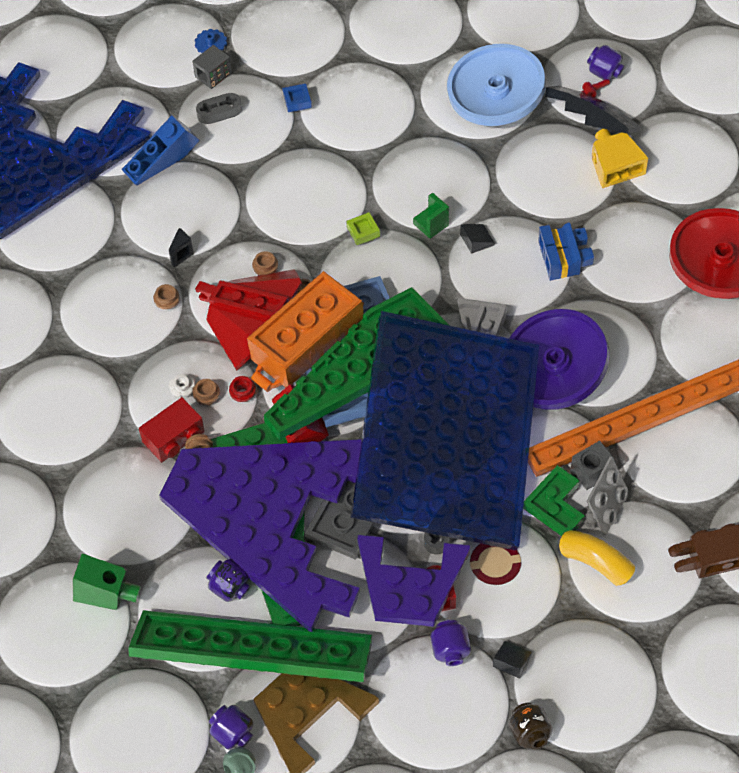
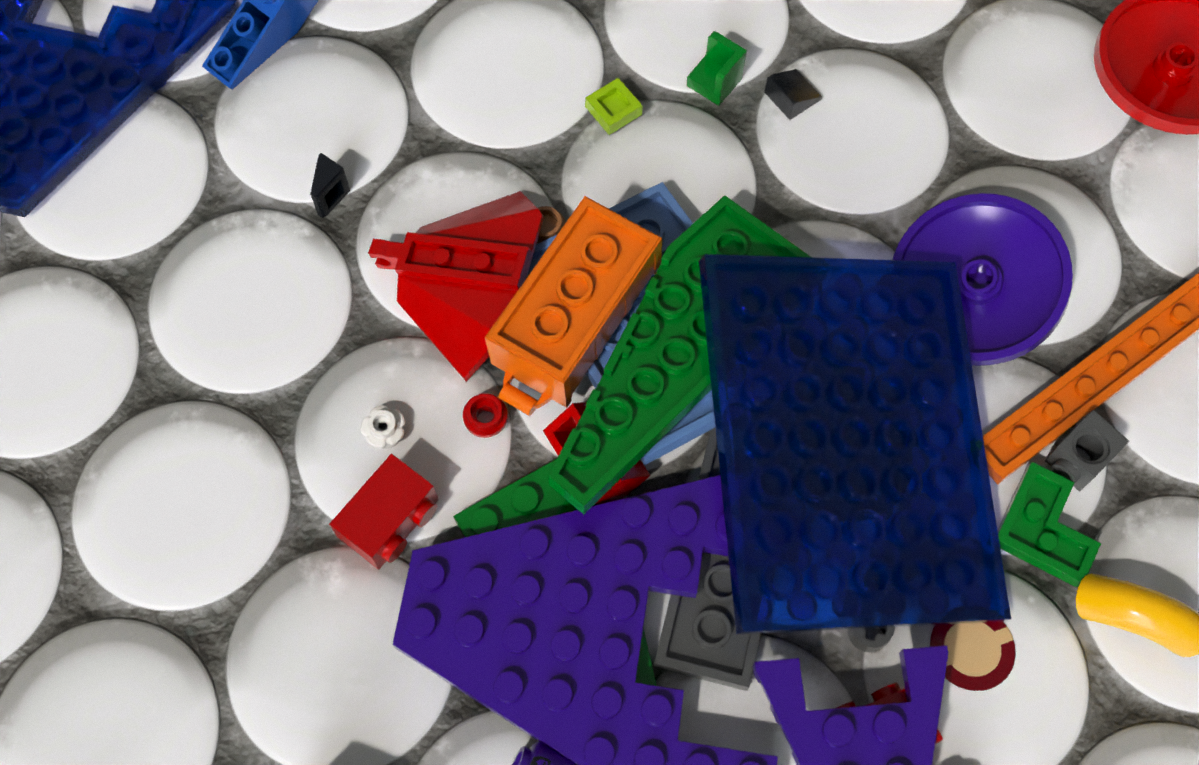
camera: 15 degrees left, 10 degrees up
(166, 297) = (322, 273): medium nougat plate -> none
(198, 441) = (436, 530): medium nougat plate -> none
(206, 392) = (426, 431): medium nougat plate -> none
(265, 263) = (471, 190): medium nougat plate -> none
(482, 316) = (838, 226): light grey wing -> none
(561, 250) = (933, 95): blue hips -> none
(606, 498) = (1124, 500): light grey hinge -> none

